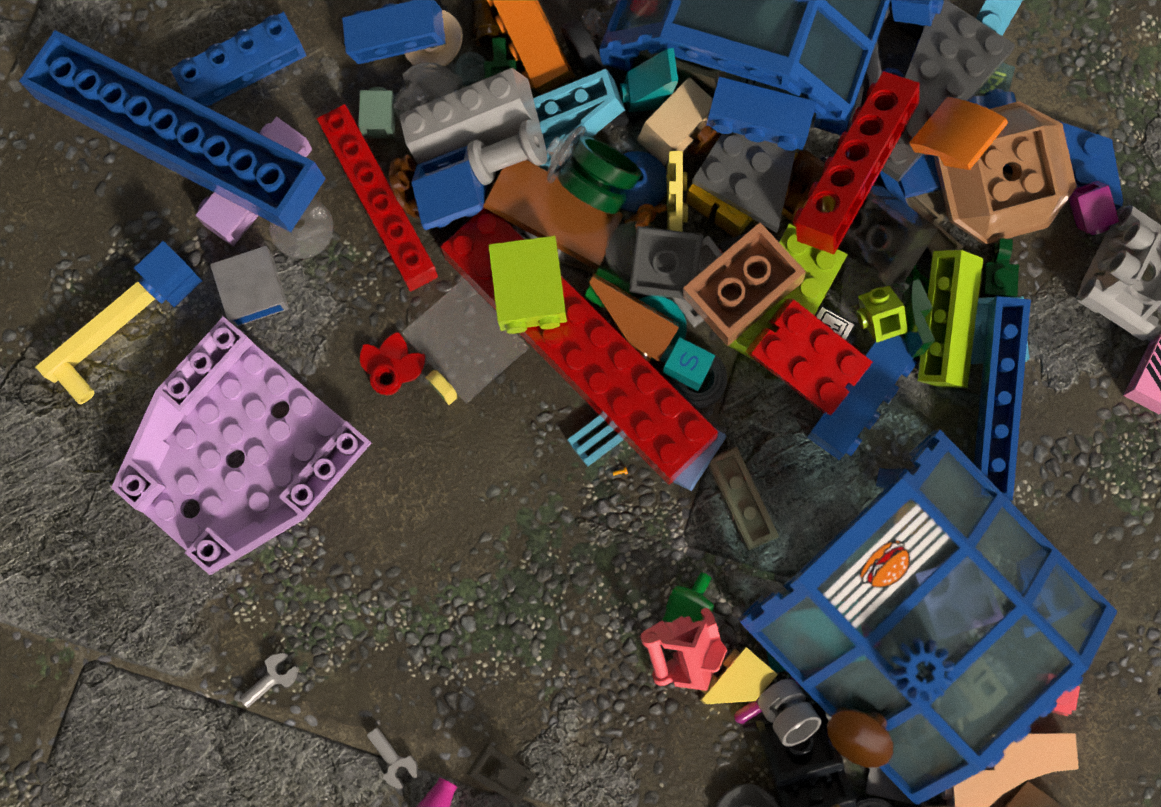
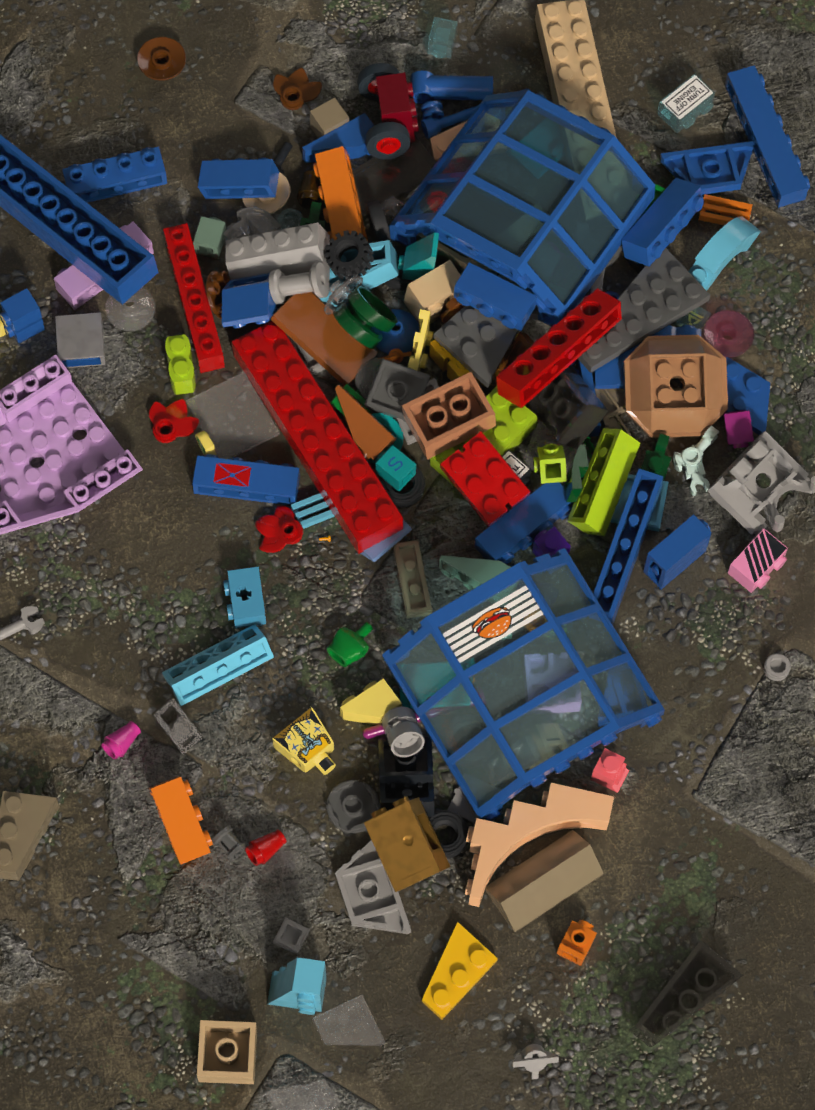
camera: 10 degrees right, 10 degrees down
(383, 289) = (180, 364): none -> lime brick
(392, 759) = (98, 703): light grey bar -> none
(503, 421) = (246, 480): none -> blue brick
(527, 284) = (288, 379): lime brick -> none
(534, 676) = (219, 665): none -> medium azure fence
(545, 557) = (247, 583): none -> dark azure brick
(555, 475) = (275, 530): none -> red plate
(574, 113) = (344, 243): none -> black tyre
(671, 753) = (306, 743): none -> torso
(697, 653) = (347, 670): coral piece -> none
(839, 476) = (470, 570): none -> sand green slope
(861, 737) = (448, 754): reddish brown dish -> none
(906, 420) = (549, 542): none -> dark purple brick
(934, 669) = (507, 697): blue gear -> none
(958, 133) = (640, 344): orange slope -> none
(1044, 262) = (692, 460): none -> light aqua piece
(1051, 77) = (730, 324): none -> clear pink dish
(1066, 388) = (677, 551): none -> blue brick

